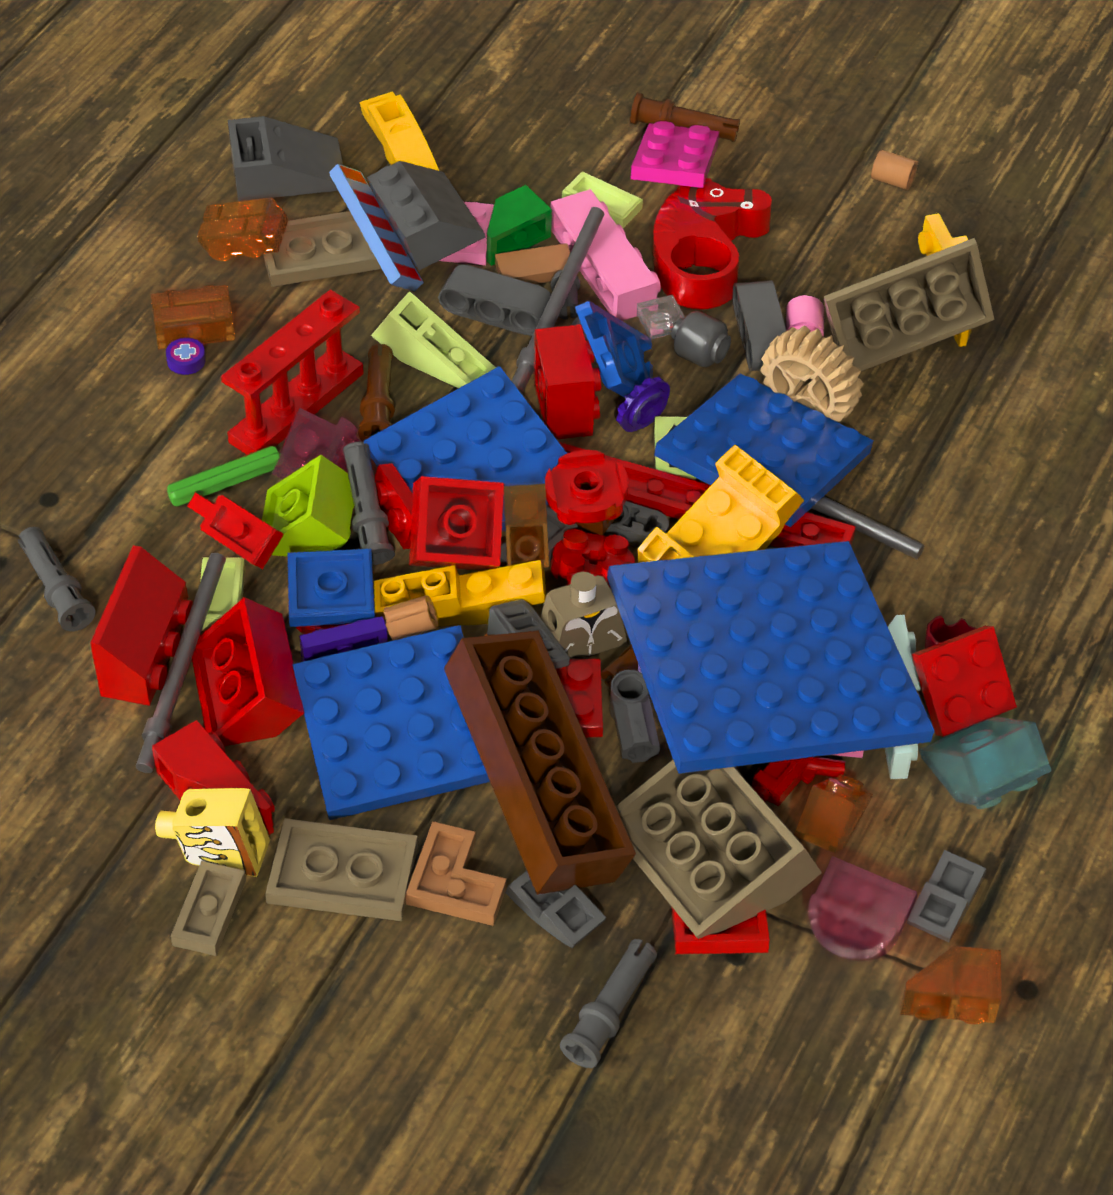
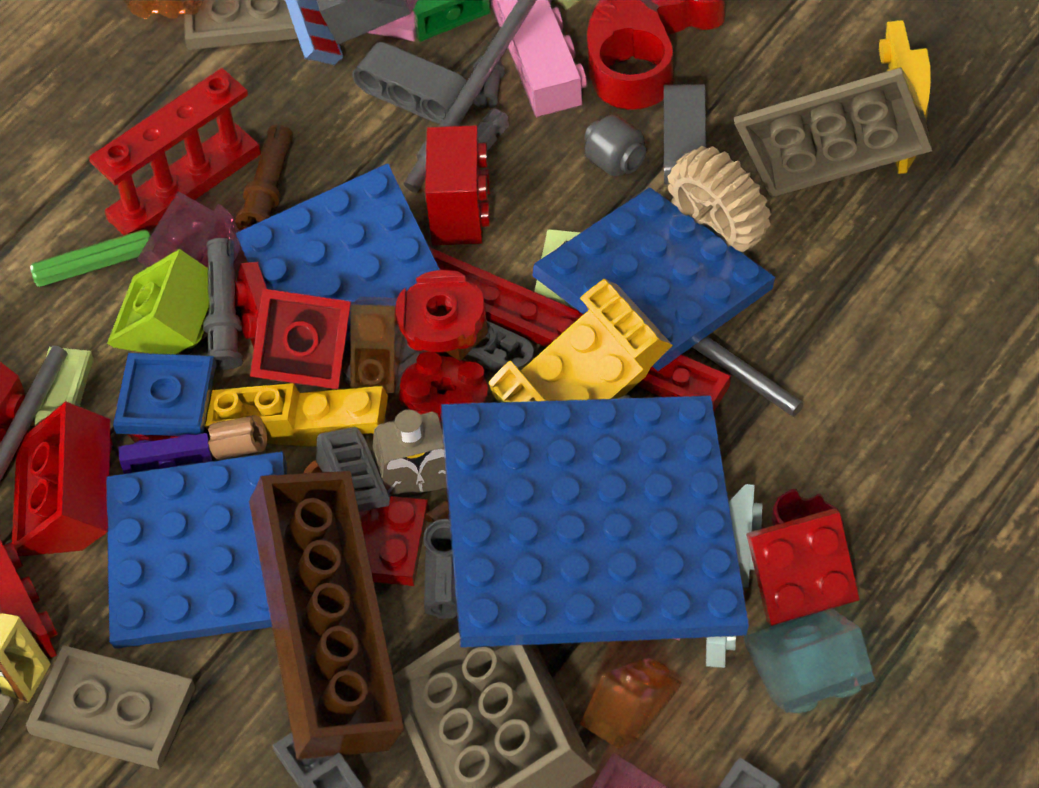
camera: 15 degrees right, 5 degrees up
(185, 356) = (83, 121): tile -> none
(194, 314) = (97, 78): clear orange brick -> none
(237, 528) = (87, 319): red hinge -> none
(430, 344) = (331, 129): yellowish green slope -> none
(445, 884) = (210, 733): medium nougat plate -> none
(533, 264) = (458, 45): medium nougat tile -> none
(616, 348) = (516, 159): blue wing -> none
(643, 404) = (534, 216): dark purple gear -> none
(659, 316) = (578, 114): clear plate -> none
(782, 777) = (584, 658): red piece -> none
(805, 311) = (725, 134): bright pink brick -> none

